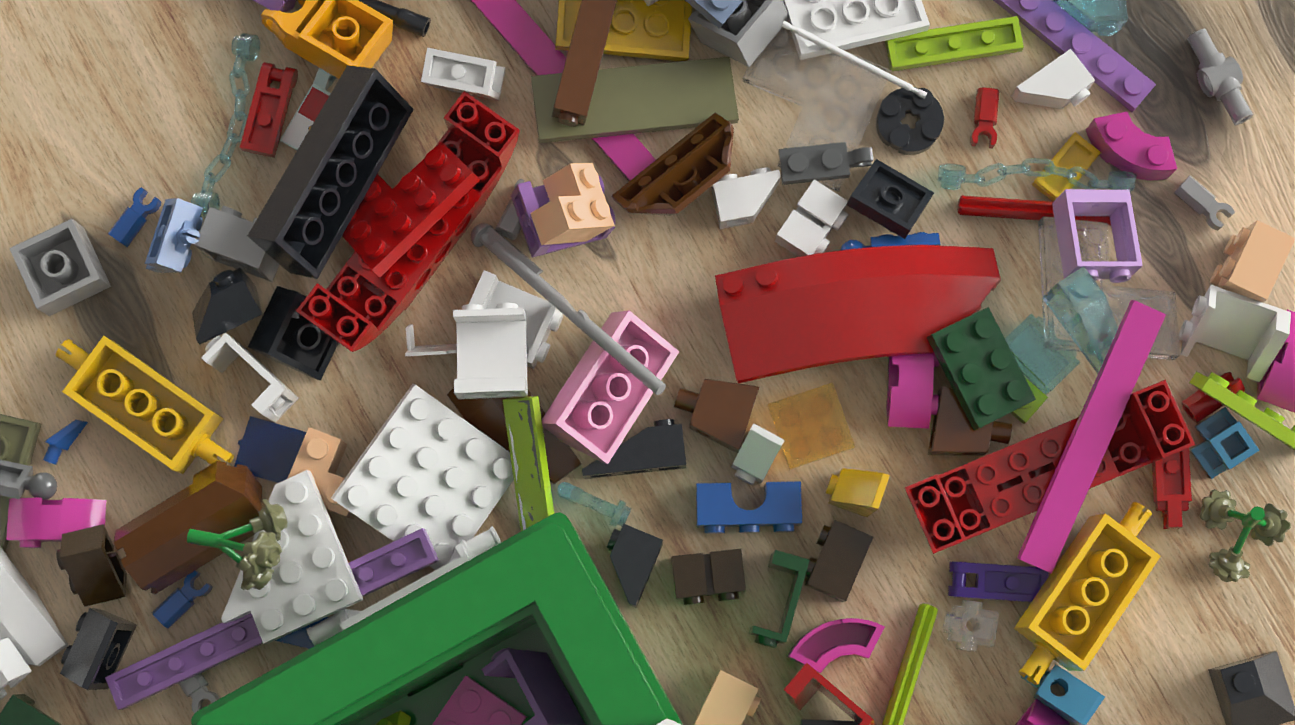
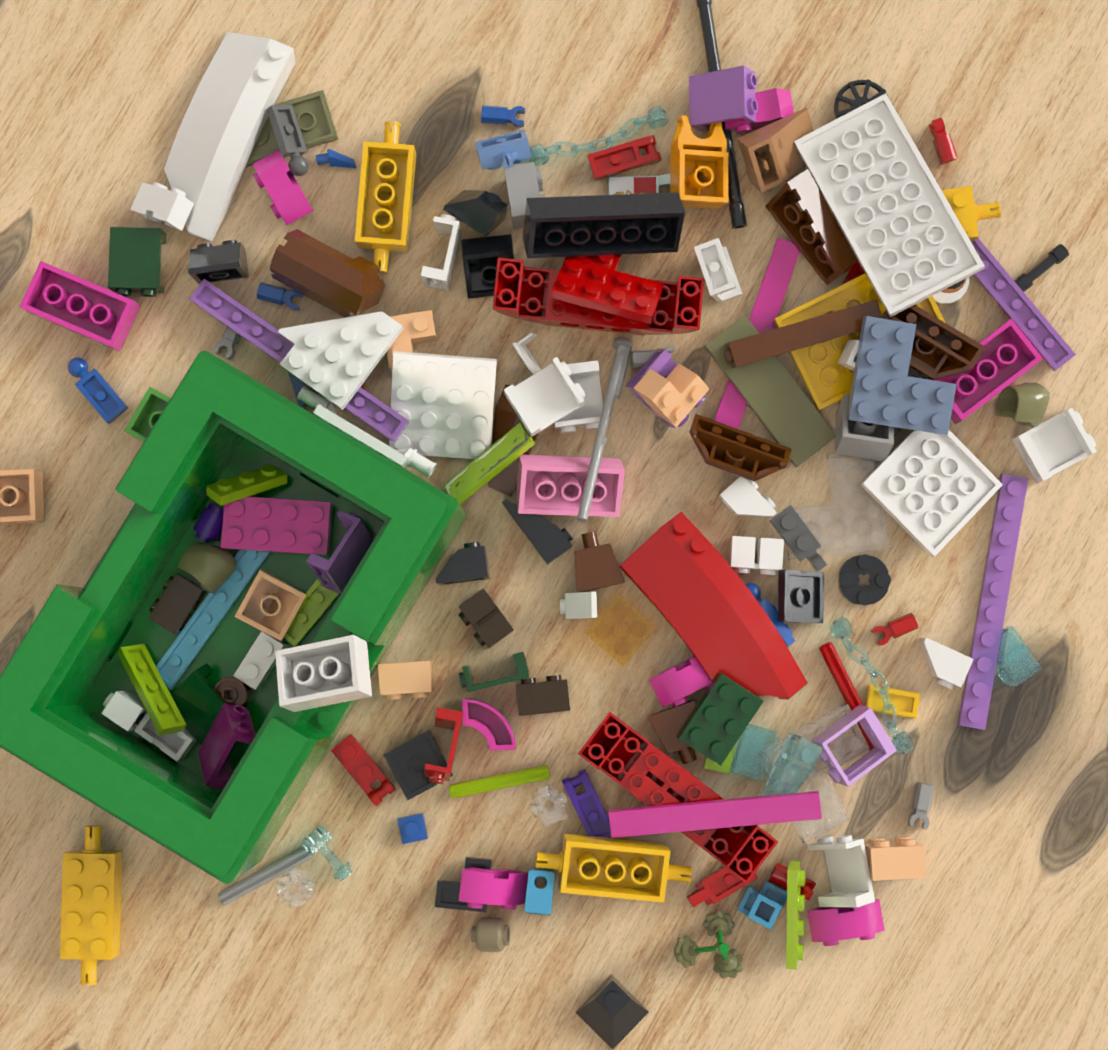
camera: 60 degrees right, 5 degrees up
(60, 267) = (442, 89): light grey brick -> none
(92, 571) = (267, 227): dark brown piece -> none
(258, 555) = (328, 331): olive plant -> none
(269, 449) = (405, 293): clear blue piece -> none
(617, 513) = (492, 538): clear light blue hinge -> none
(717, 509) = (554, 639): blue arch -> none
(853, 59) = (880, 519): white piece -> none
(857, 490) = (593, 682): yellow slope -> none
(955, 44) = (934, 581): lime plate -> none
(1130, 148) = (928, 737): dark pink brick -> none
(1220, 77) = (1015, 770): light grey pin -> none

